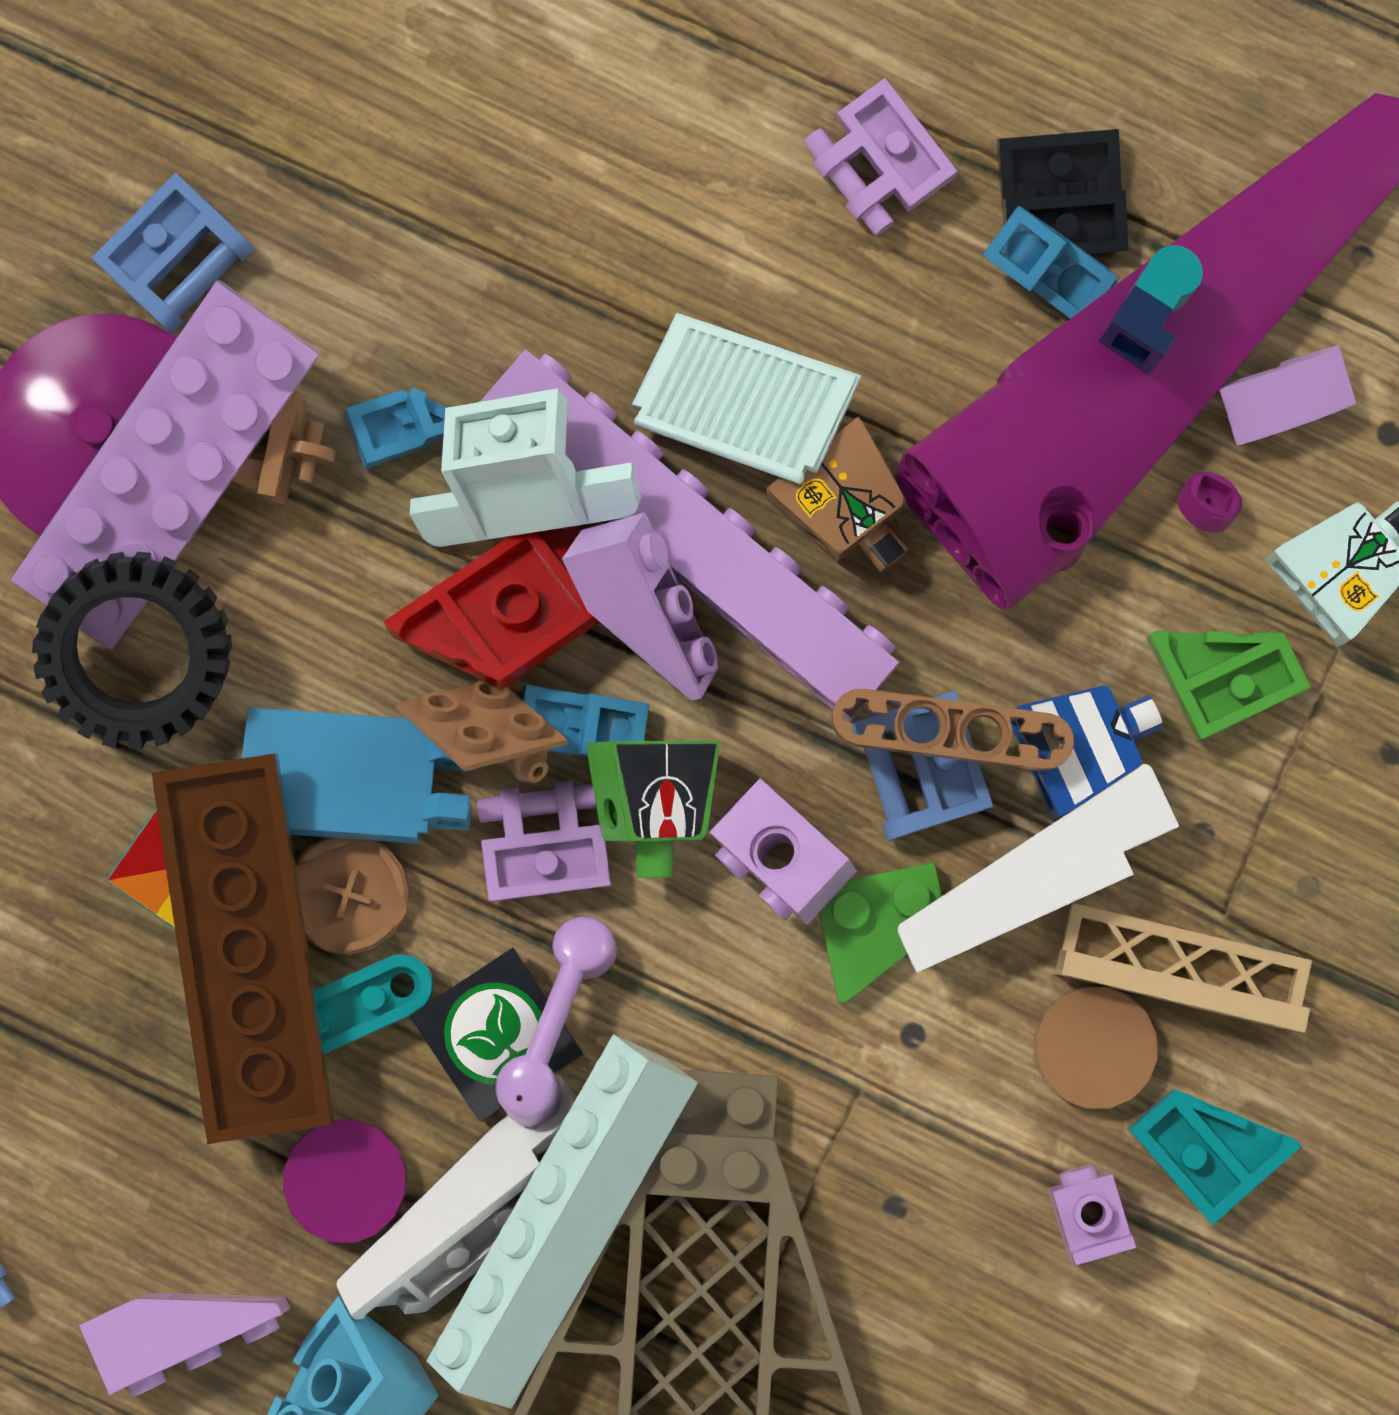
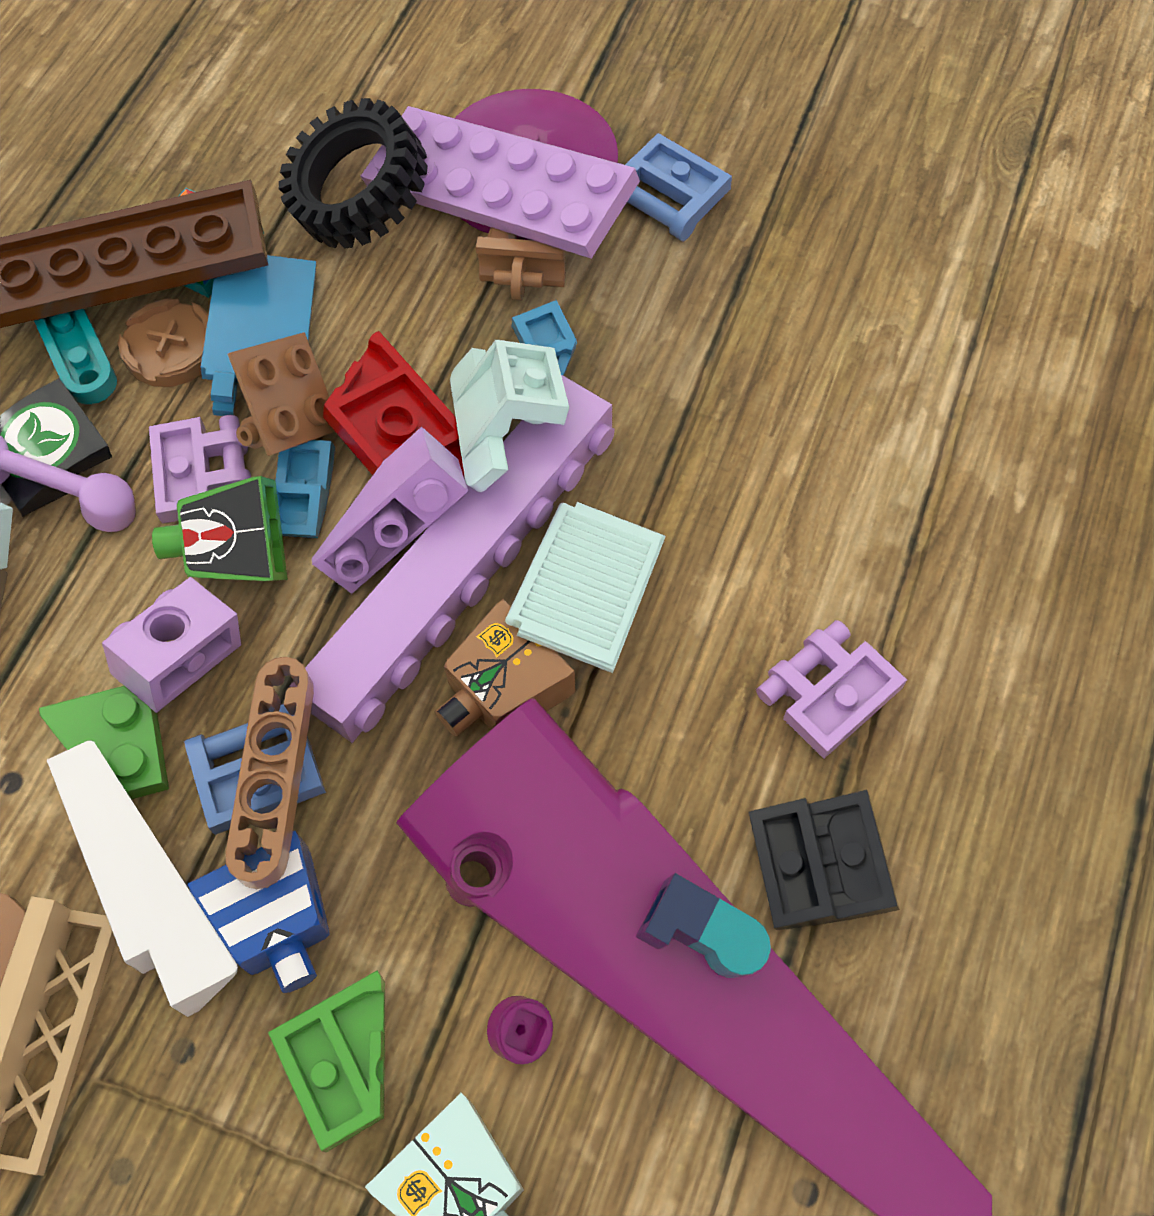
camera: 85 degrees right, 20 degrees down
(1049, 263) = (750, 843): dark azure slope -> none
(1288, 395) = (638, 1108): lavender slope -> none

